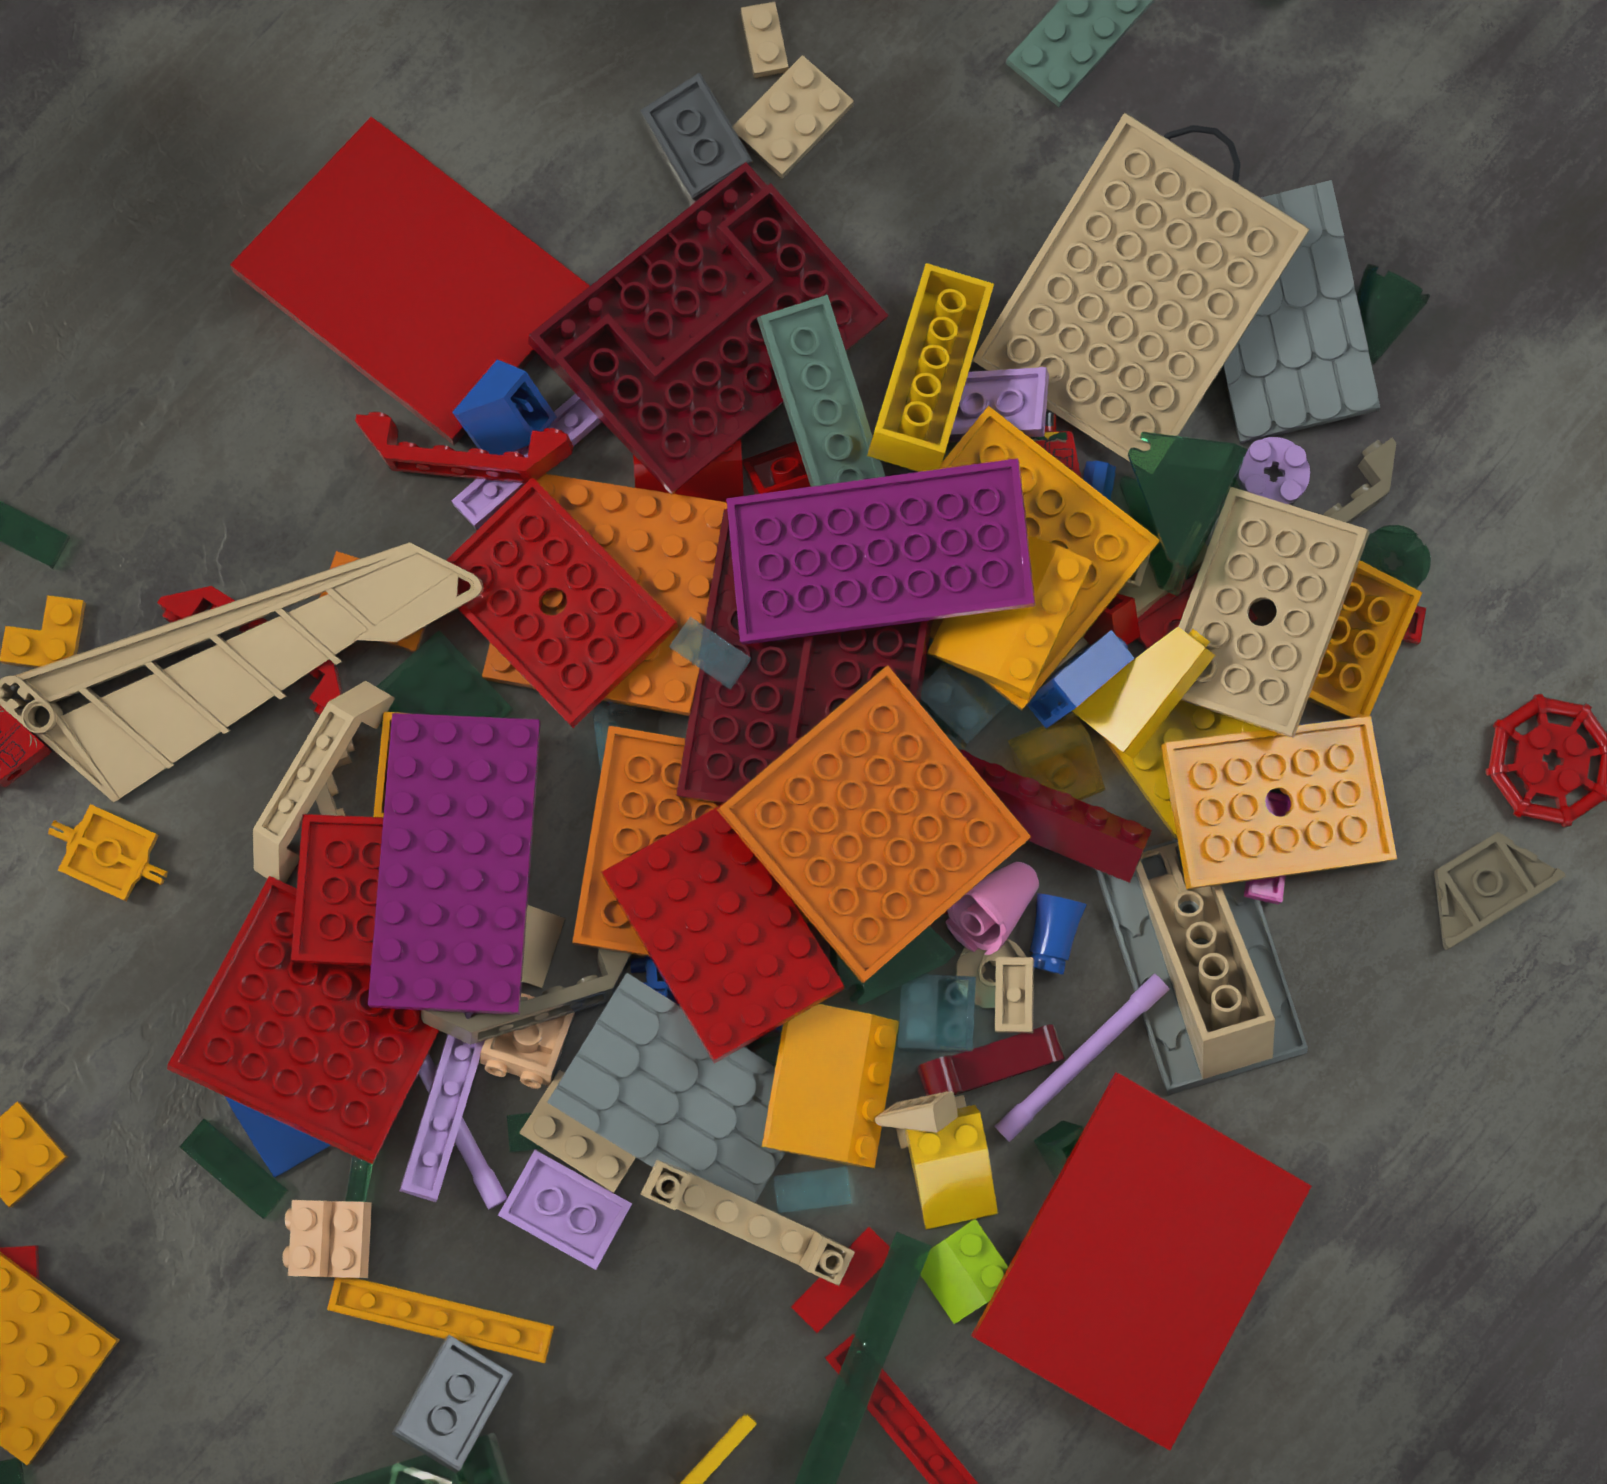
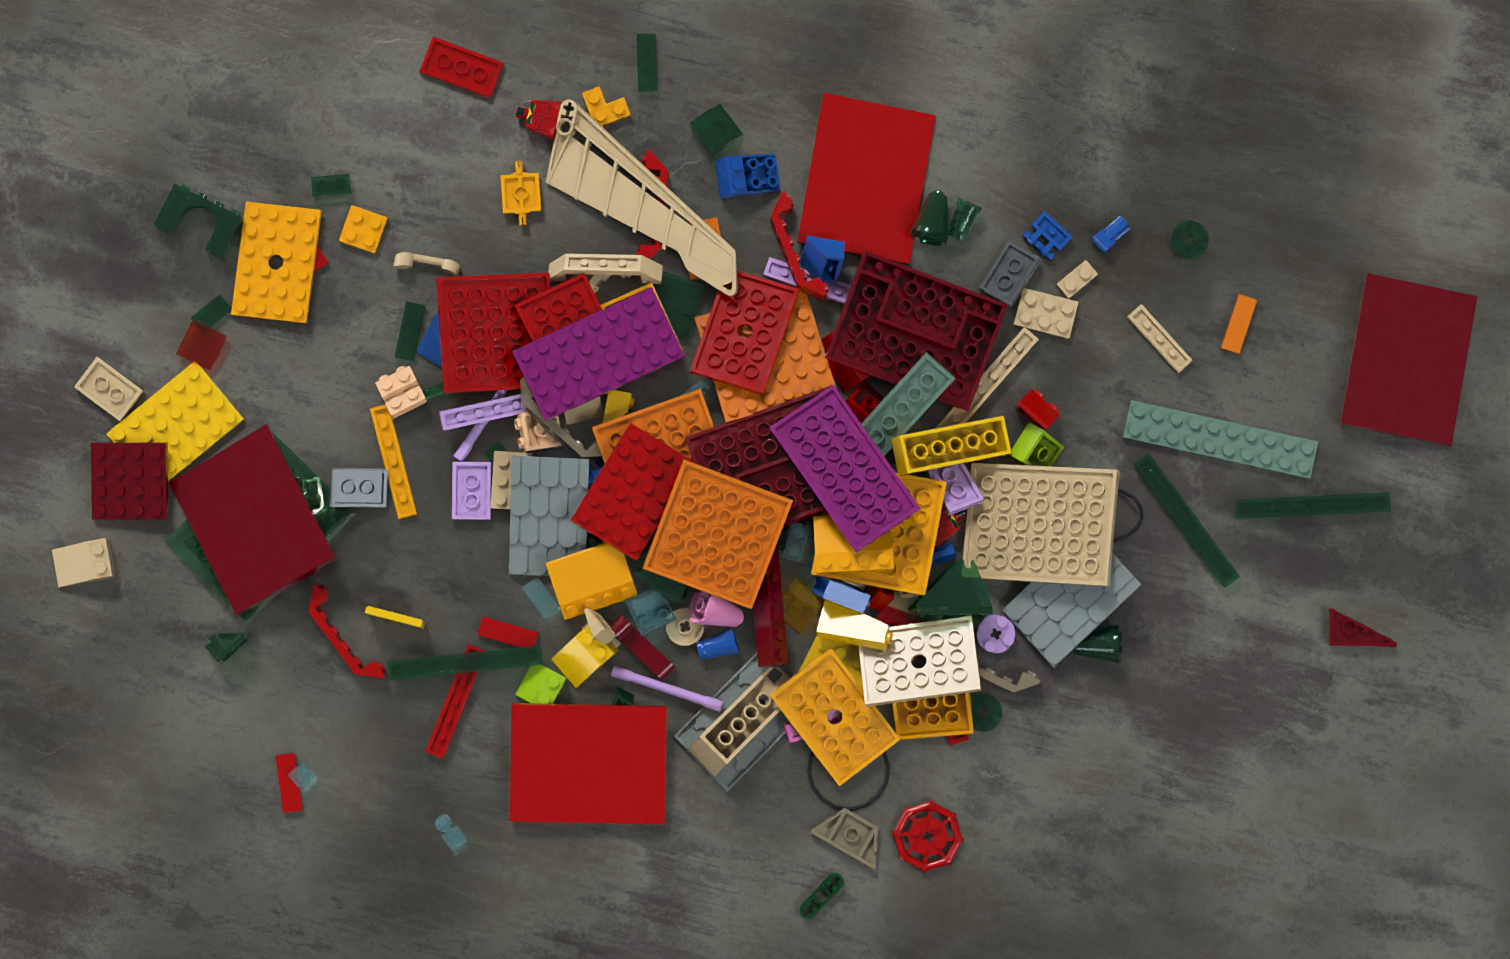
camera: 65 degrees right, 5 degrees up
(108, 1108) = (405, 260): none -> tan piece
(190, 477) = (715, 129): none -> clear green slope
(295, 466) = (747, 175): none -> blue slope
(542, 209) = (932, 220): none -> clear green cone
(558, 882) = (618, 405): none -> yellow slope
(566, 160) = (963, 219): none -> clear green plant
(665, 36) = (1051, 231): none -> blue plate
(710, 653) = (757, 416): clear light blue plate -> none
(748, 1221) = (510, 573): tan slope -> none
(850, 247) = (993, 376): none -> tan plate
(945, 210) = (1037, 409): none -> red slope
(1002, 245) = (1036, 447): none -> lime slope
(1014, 995) = (678, 641): tan plate -> none
(1248, 76) = (1186, 520): none -> clear green plate
(1443, 853) = (849, 808): none -> black piece
(1544, 965) = (815, 910): none -> dark green beam

